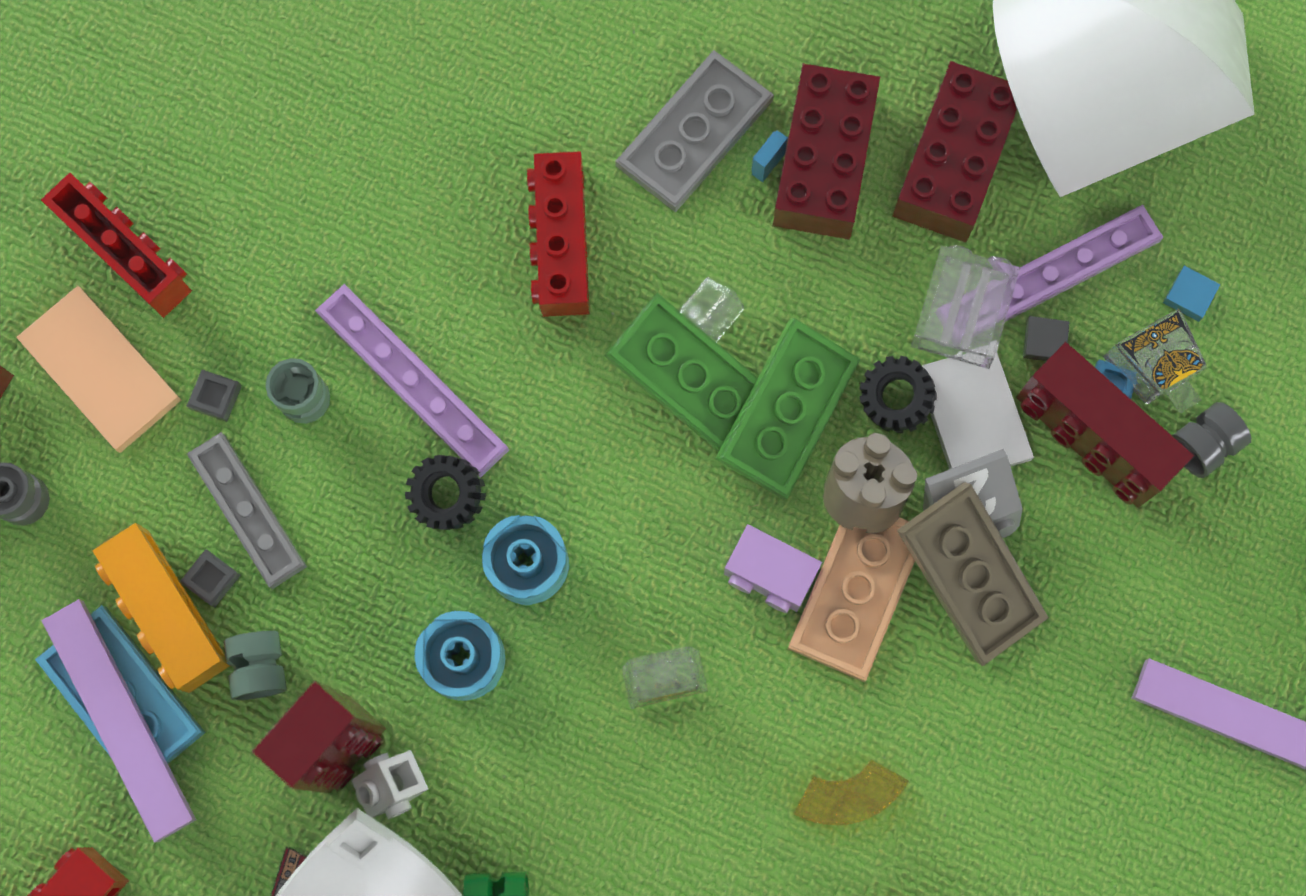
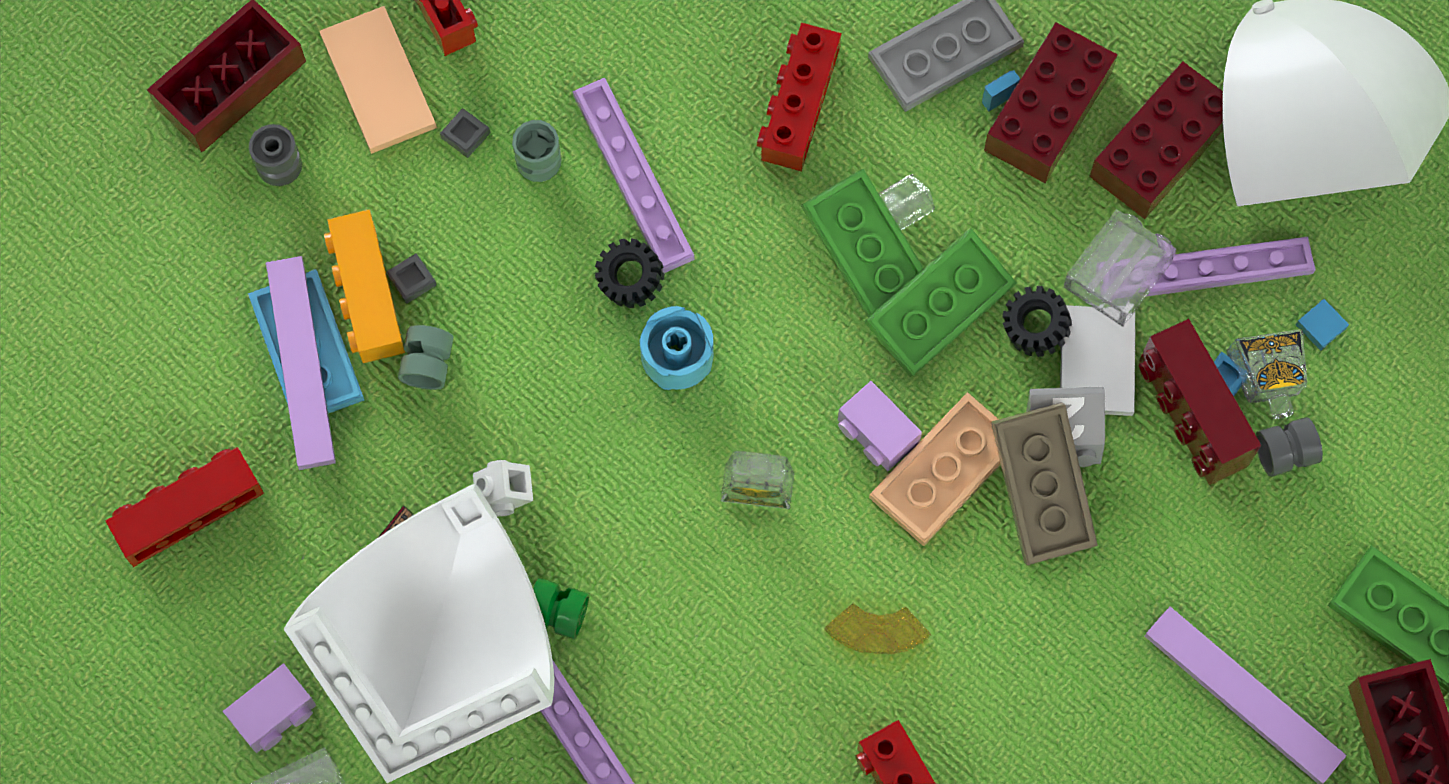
camera: 15 degrees right, 5 degrees down
(246, 510) = (460, 234): light grey tile -> none
(320, 740) = (465, 424): dark red brick -> none
(444, 639) = (586, 389): medium azure brick -> none
(868, 484) = (984, 382): dark tan brick -> none
(1044, 337) = (1179, 311): dark grey tile -> none

